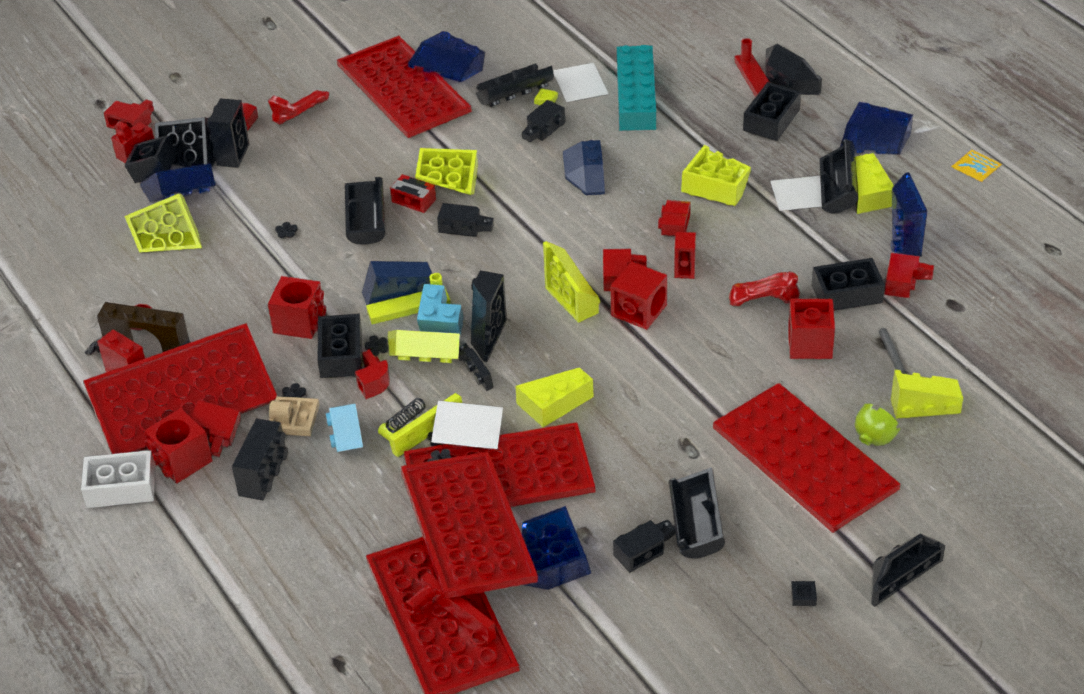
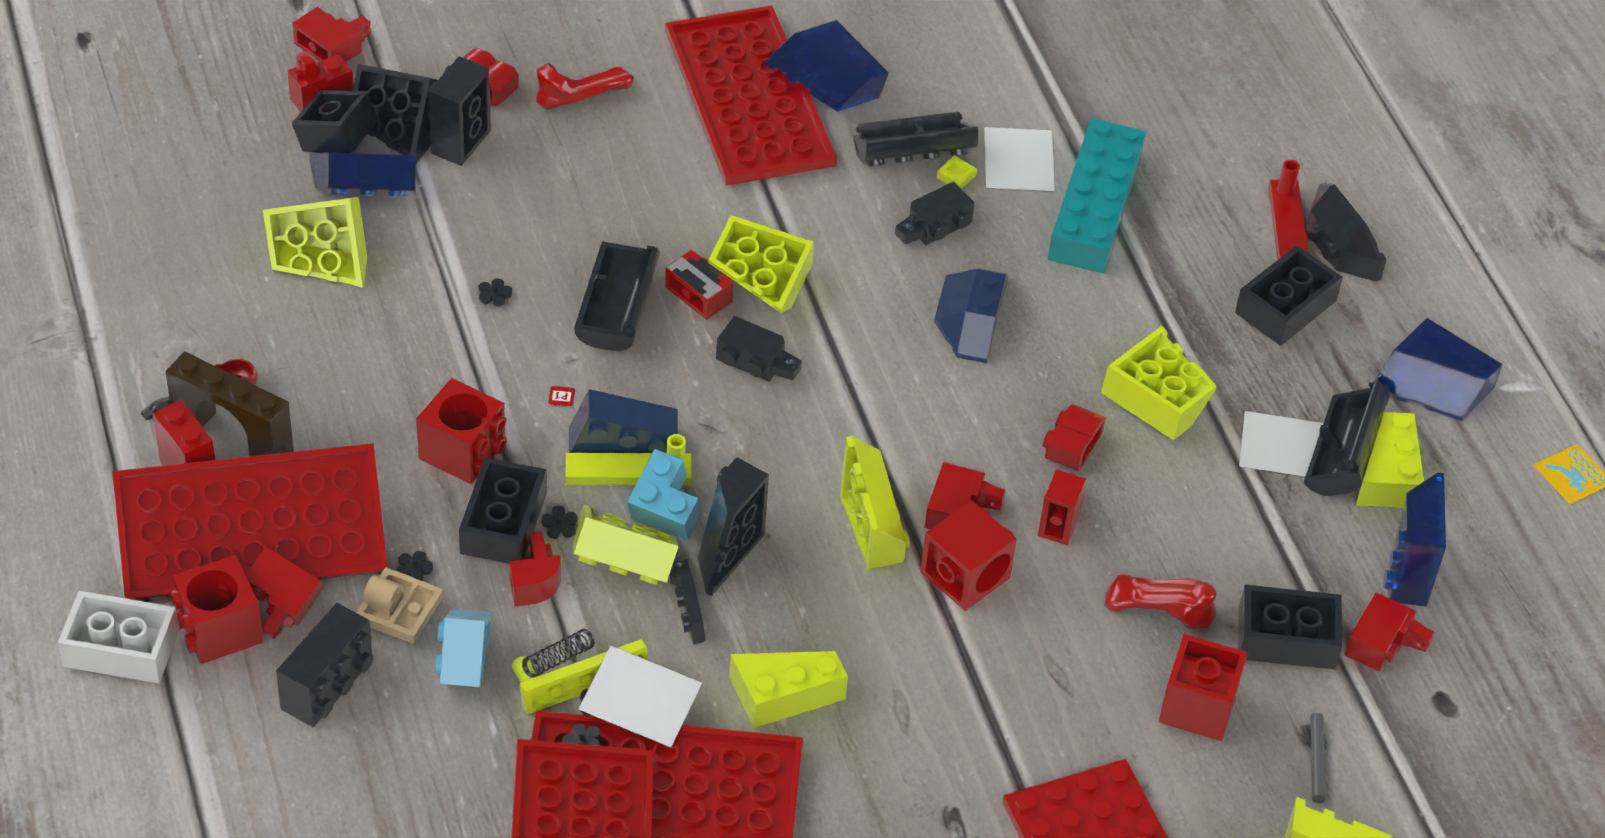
camera: 10 degrees right, 5 degrees up
(350, 276) = (561, 396): none -> red sticker

